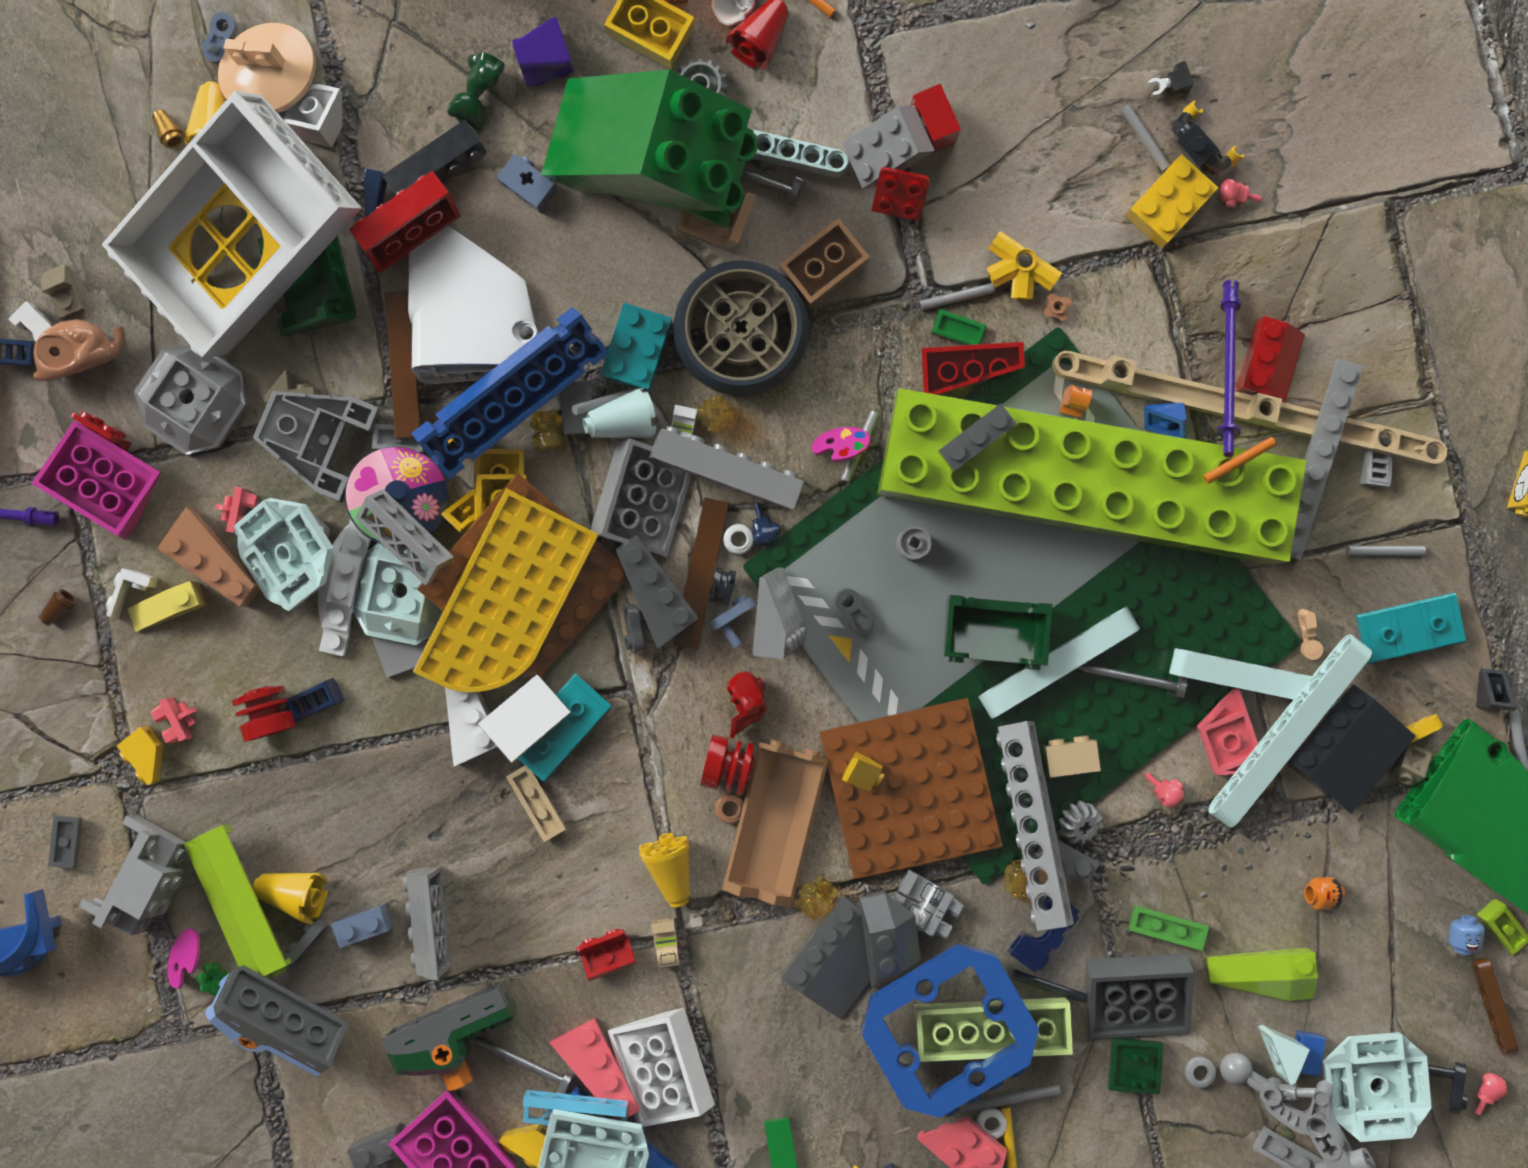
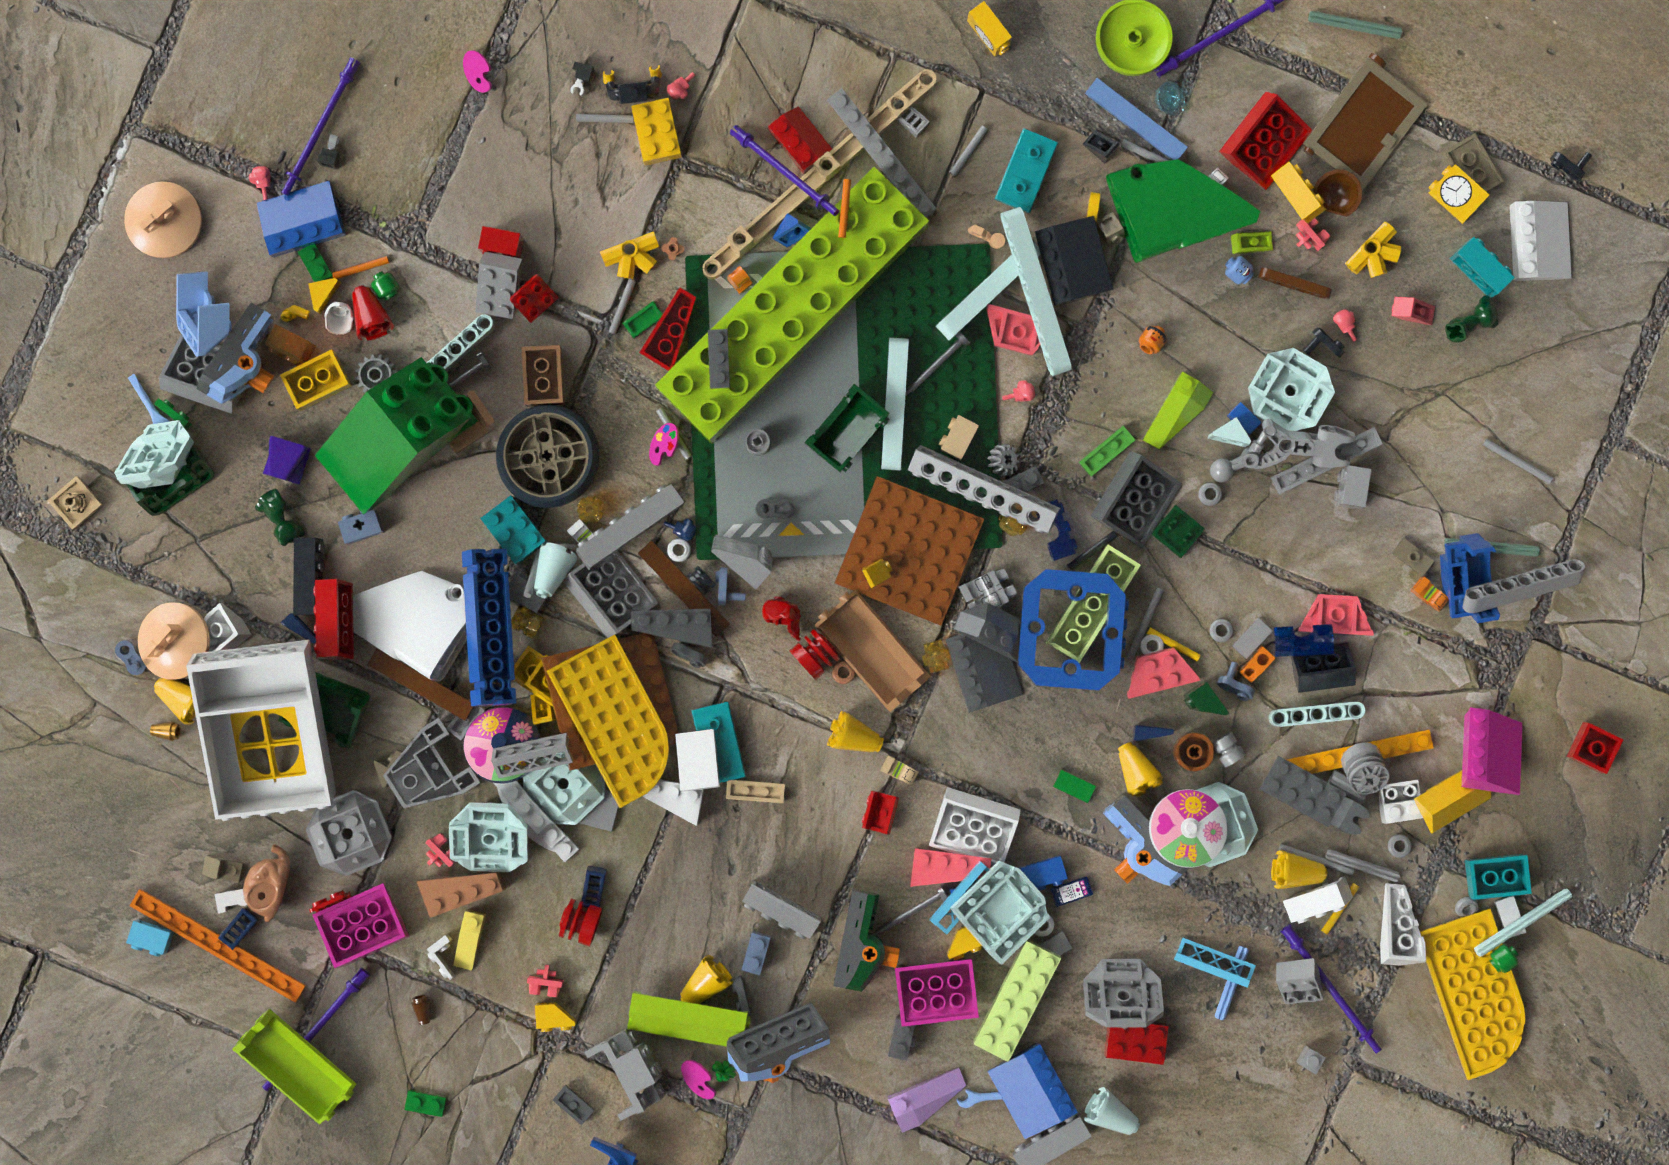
camera: 55 degrees left, 0 degrees up
(802, 29) = (385, 285): none -> green head

